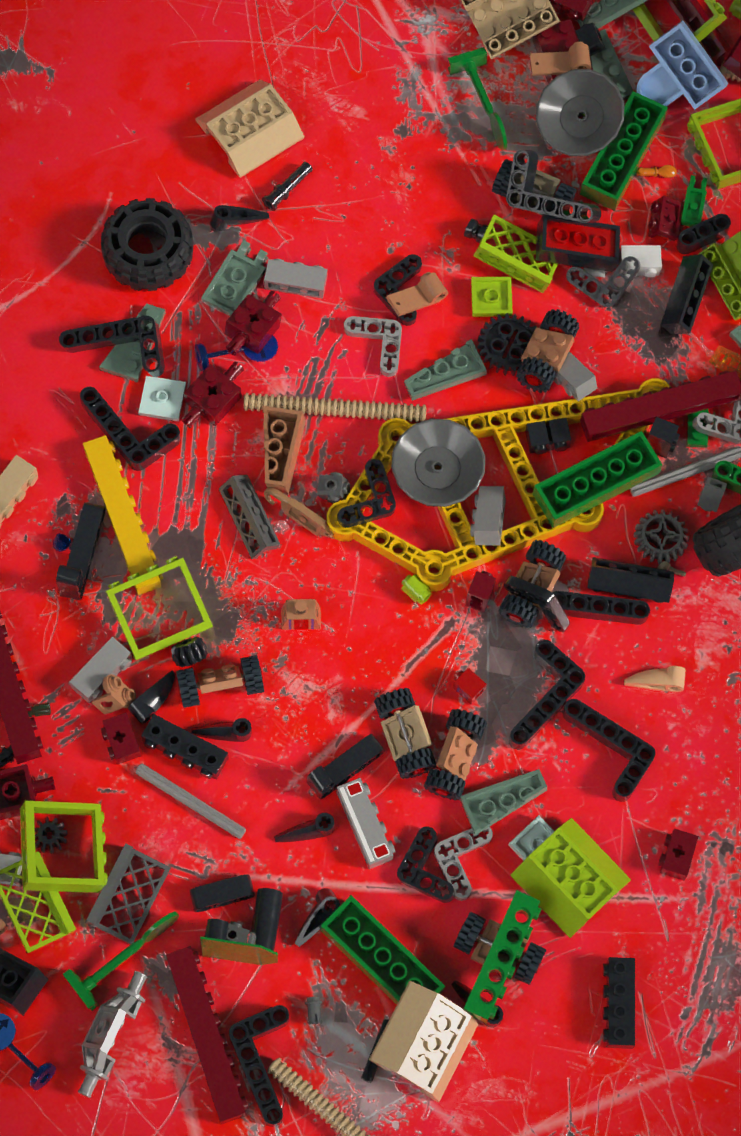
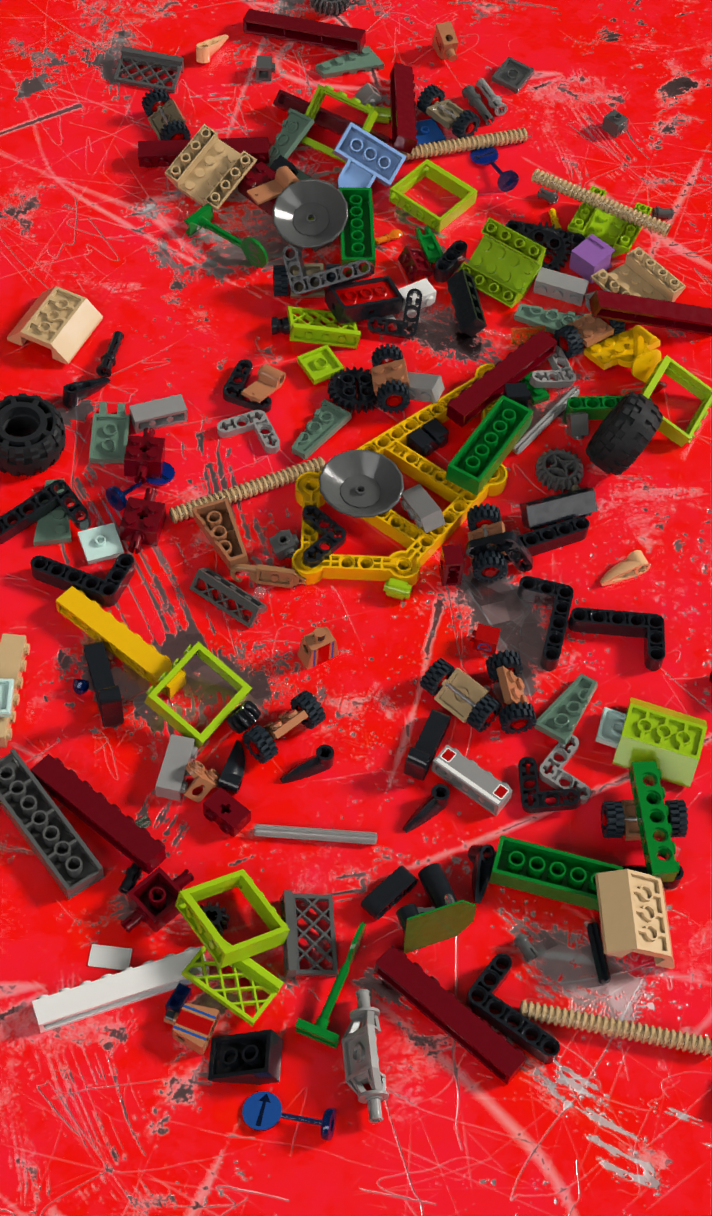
camera: 30 degrees left, 15 degrees down
(185, 747) = (285, 793): black brick -> none

